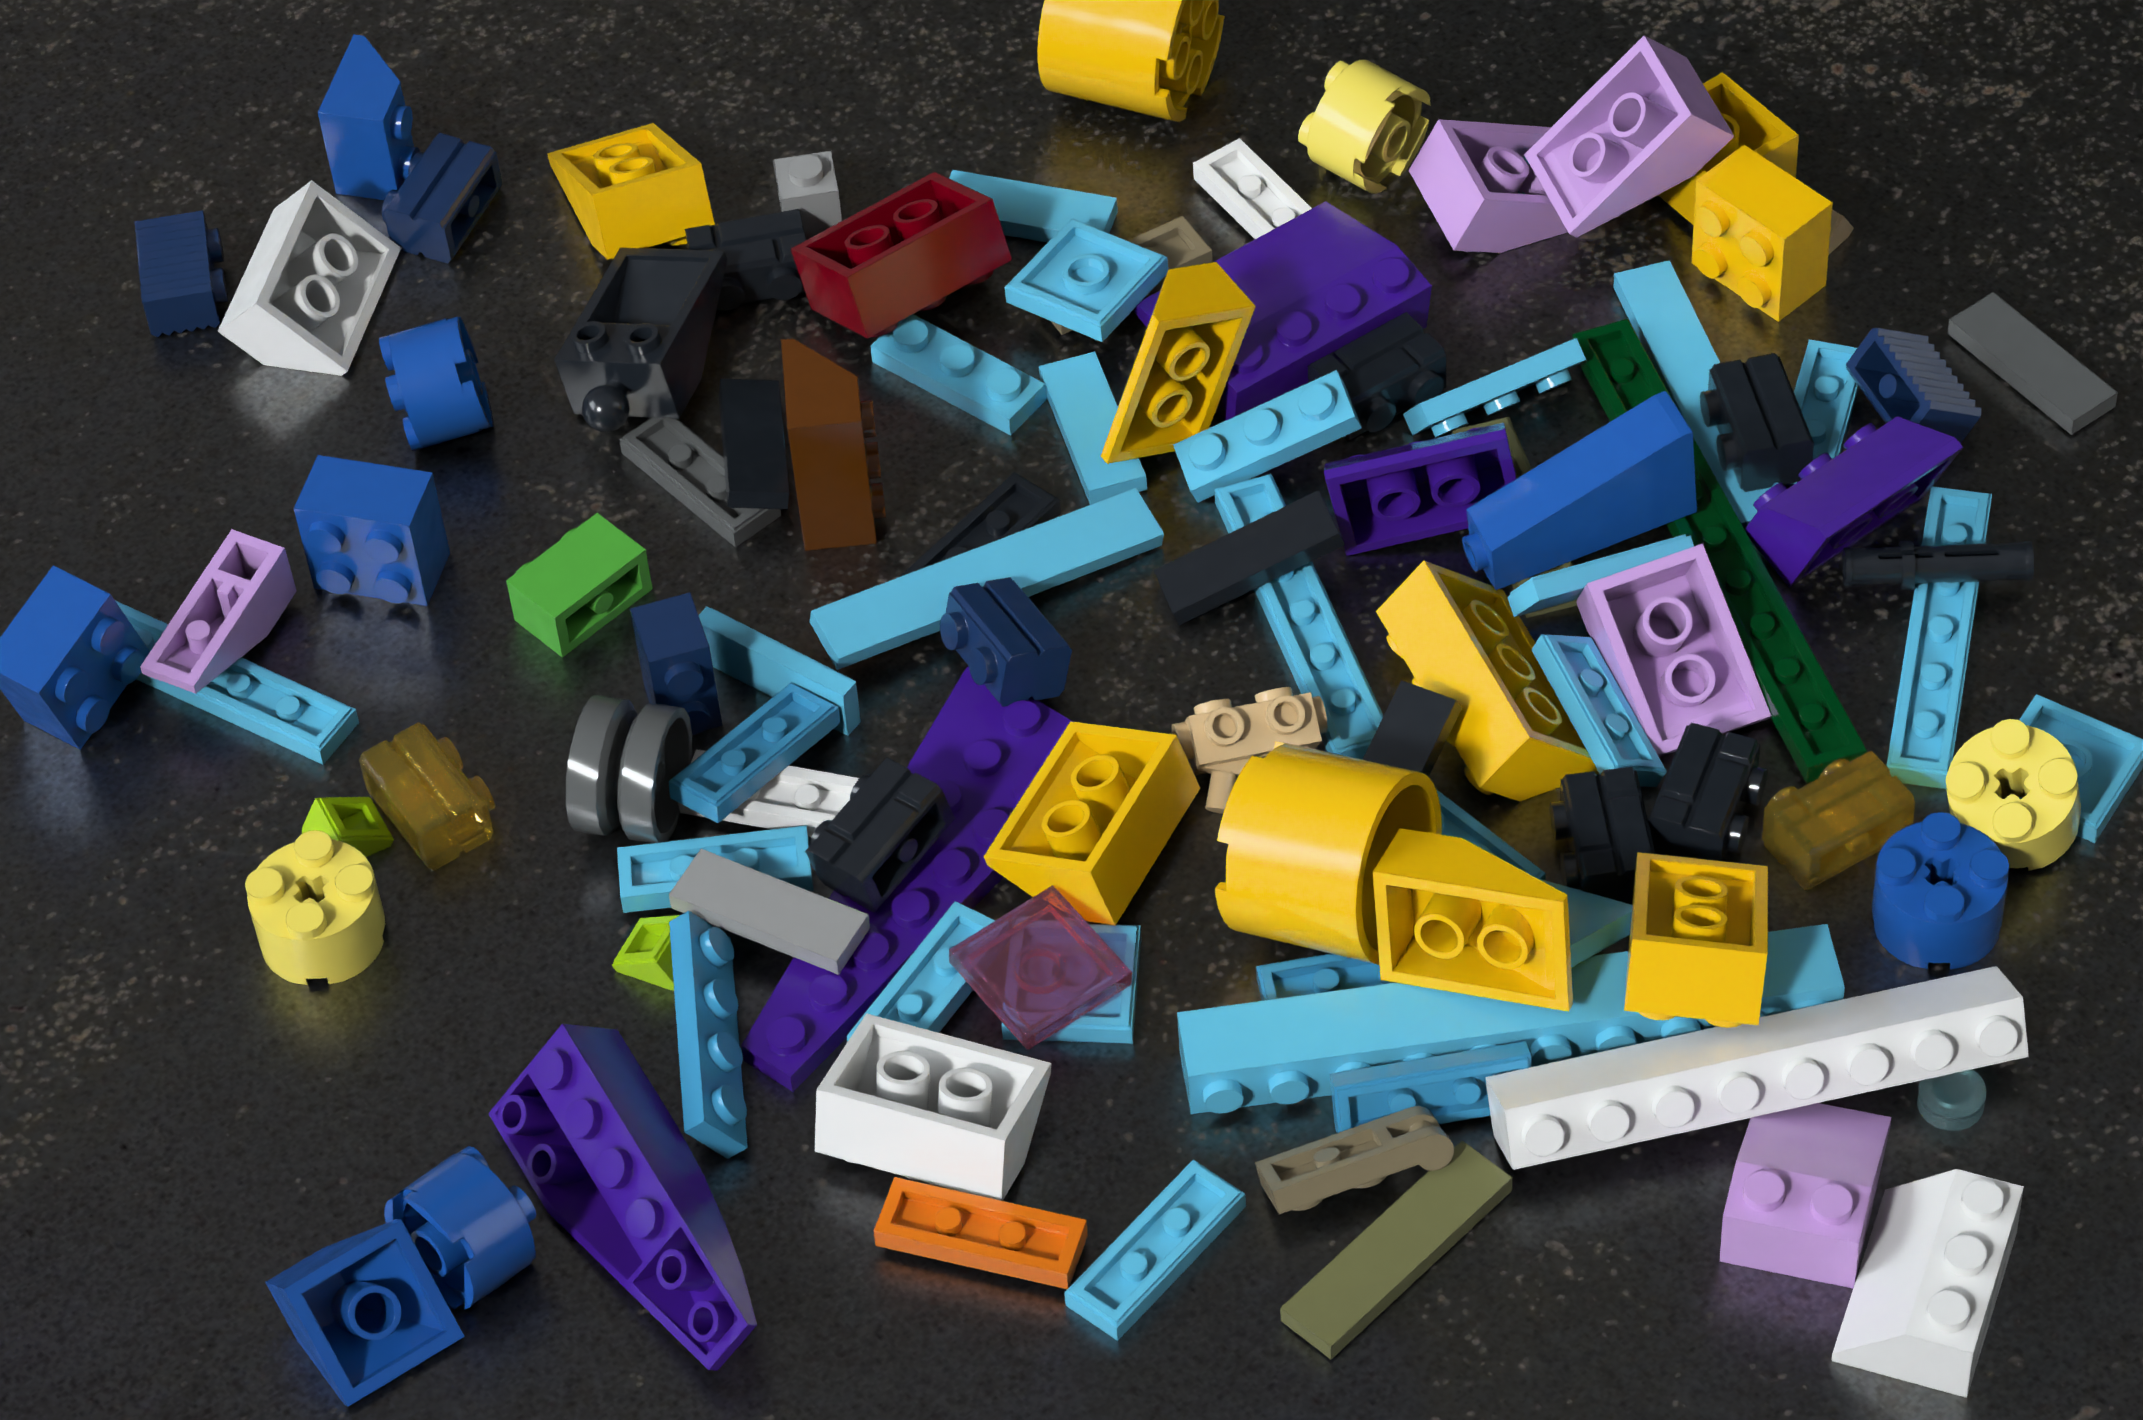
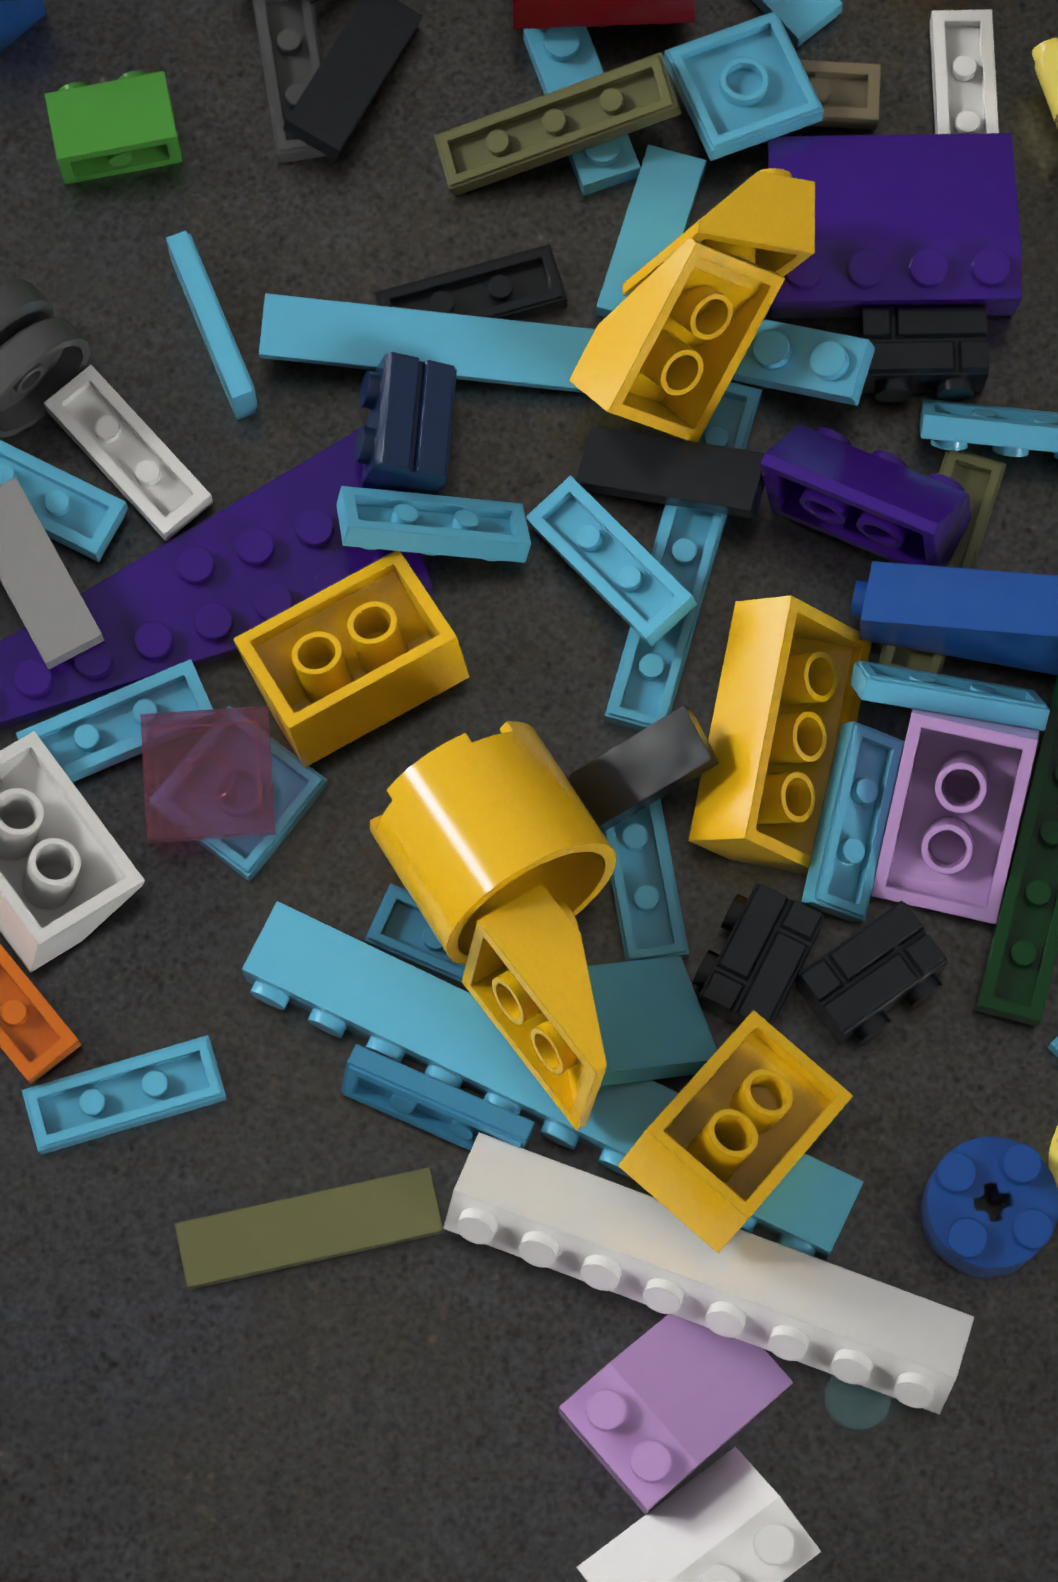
camera: 30 degrees right, 25 degrees up
(677, 659) = (119, 278): dark blue brick -> none
(754, 752) = (129, 403): dark azure tile -> none
(830, 451) = (376, 141): reddish brown slope -> none
(879, 834) = (162, 561): black brick -> none
(958, 382) = (557, 124): none -> olive tile
(1084, 694) = (433, 524): none -> medium azure plate
(1185, 443) = (677, 340): none -> yellow slope
(1225, 737) = (526, 653): tan brick -> none
(1250, 641) = (611, 561): none -> medium azure plate
(1354, 1159) = (328, 1127): dark tan plate -> none
(1836, 819) = (965, 1070): clear yellow brick -> none

